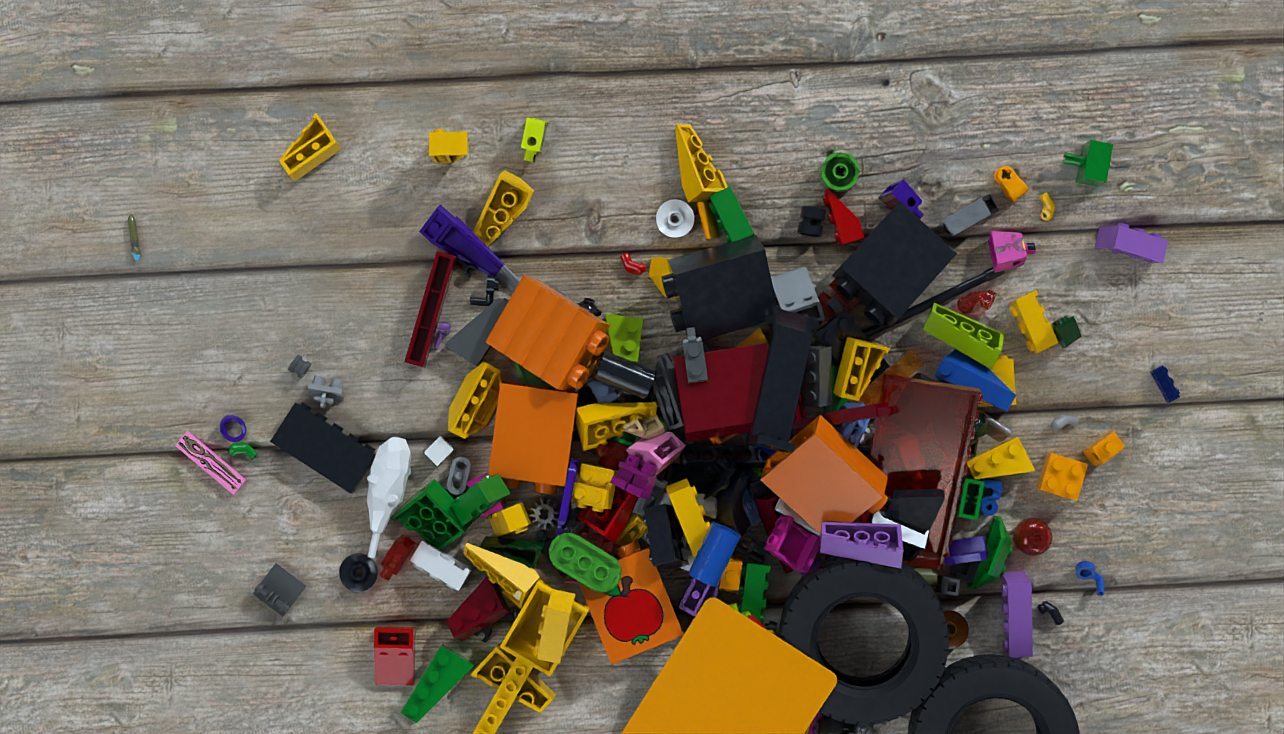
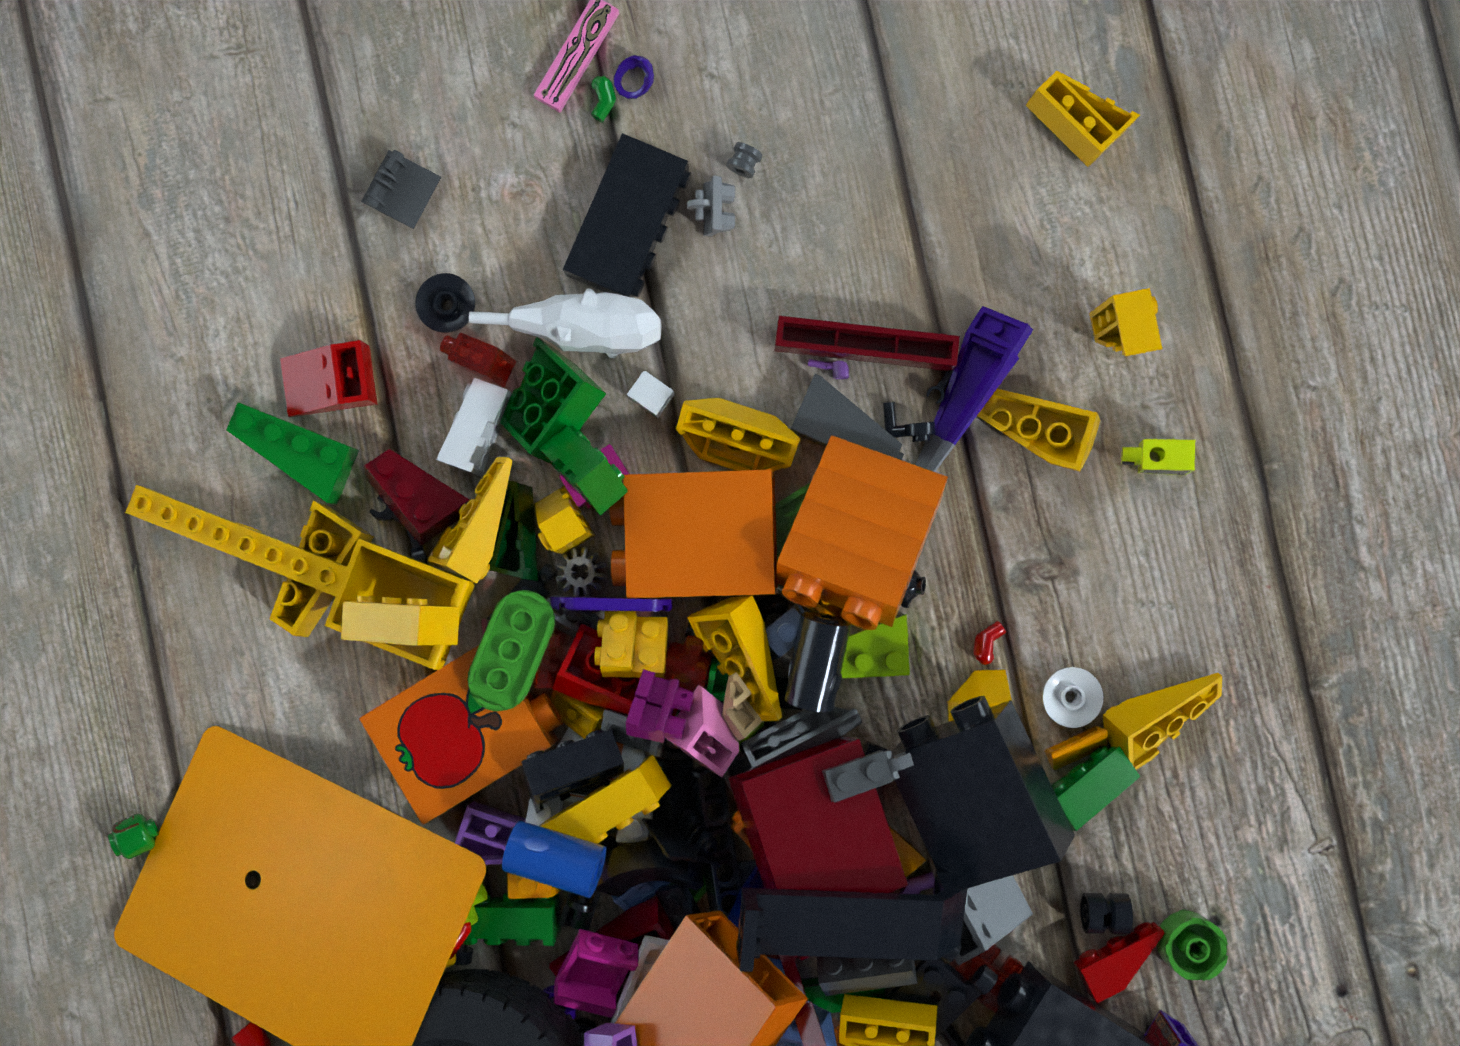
camera: 80 degrees right, 0 degrees up
(458, 475) = (619, 430): light grey plate -> none

